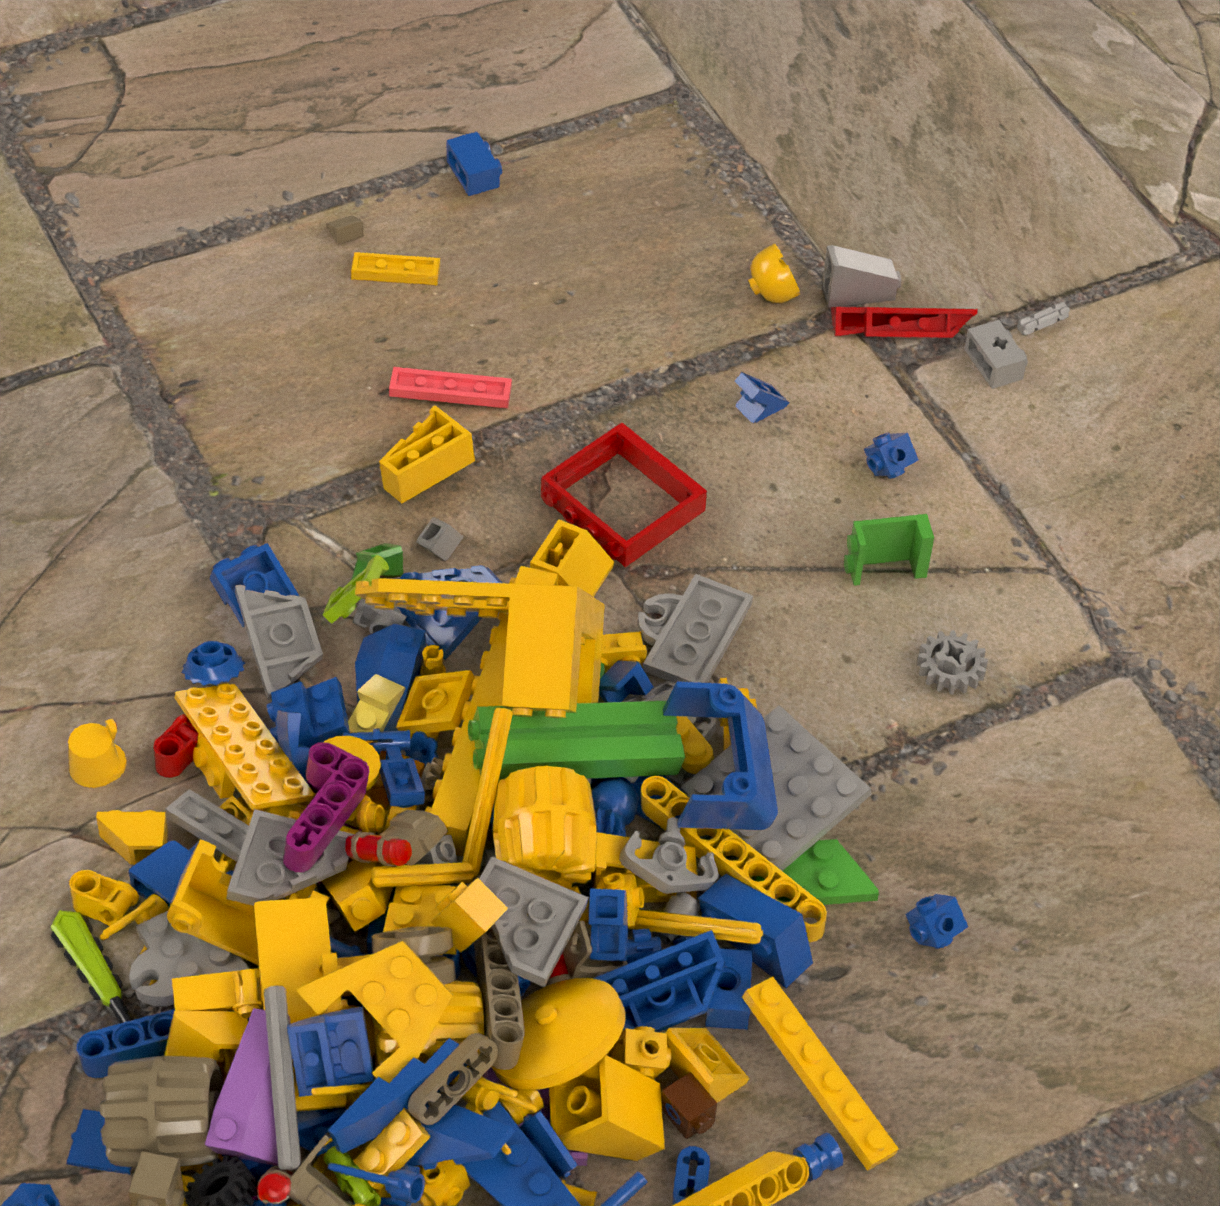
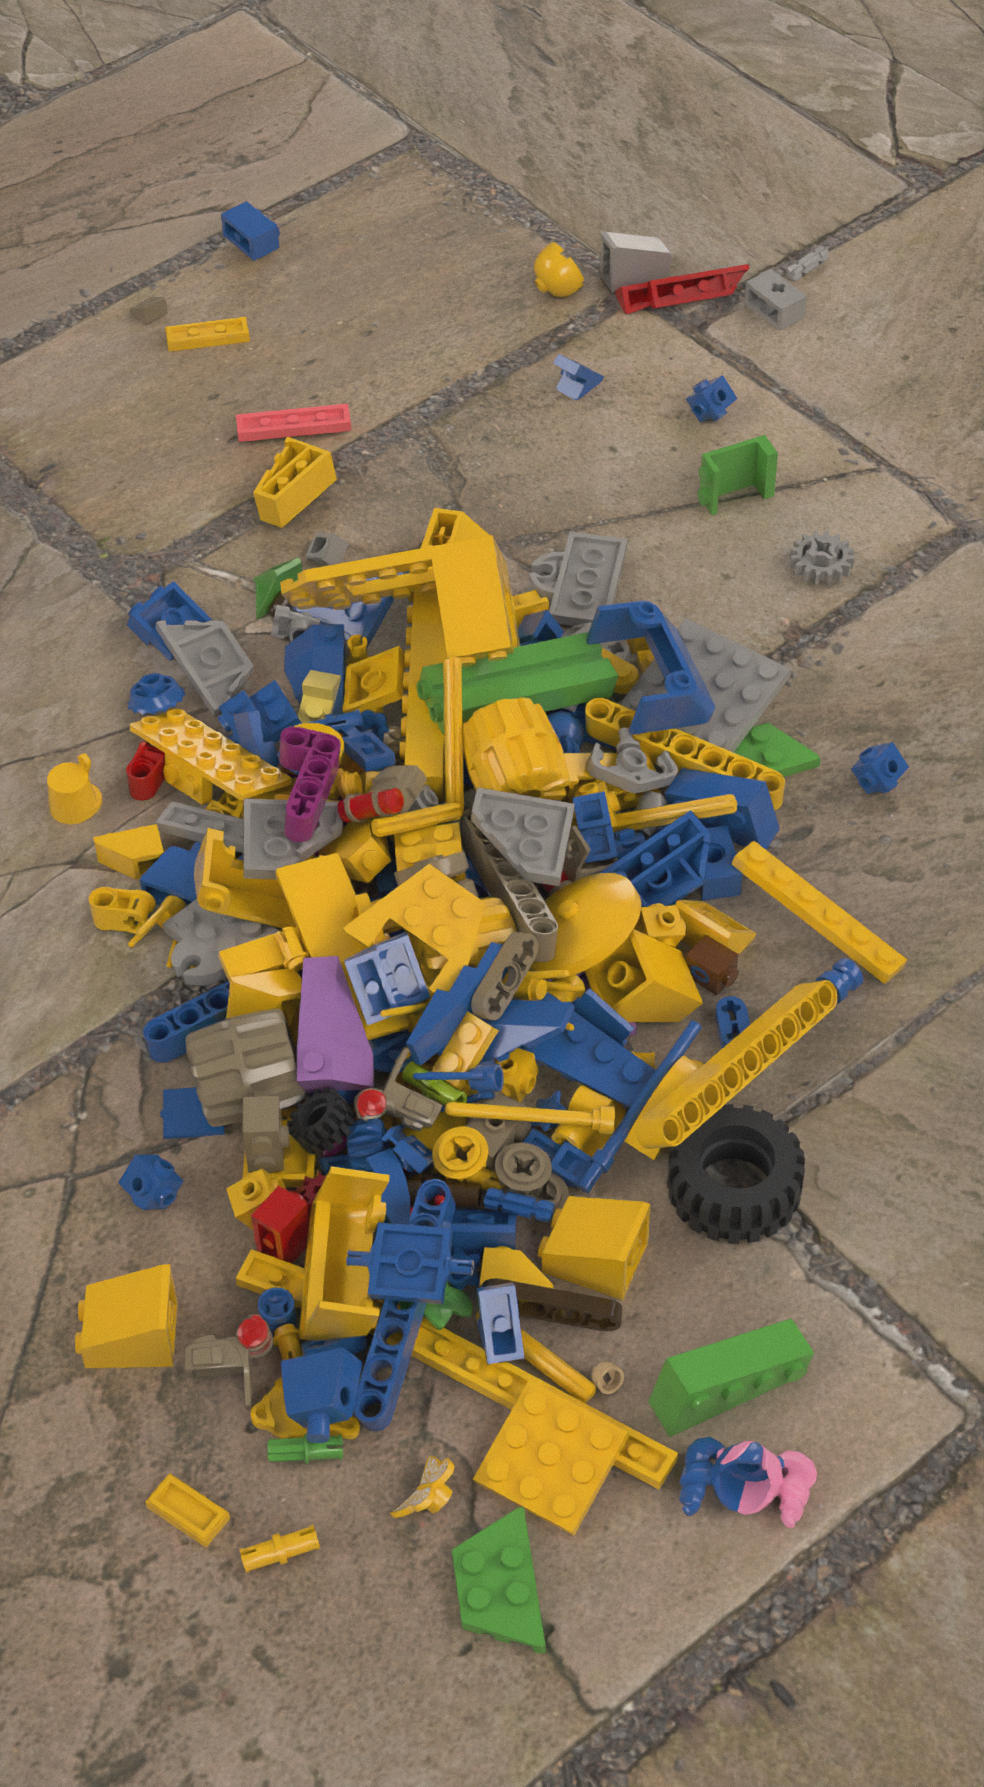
camera: 10 degrees left, 0 degrees up
(84, 951) = (121, 960): lime sword -> none
(282, 1078) = (350, 1008): light grey axle -> none
(343, 599) = (260, 616): lime plate -> none
(469, 912) = (476, 833): yellow brick -> none
(648, 461) = (496, 449): red window -> none

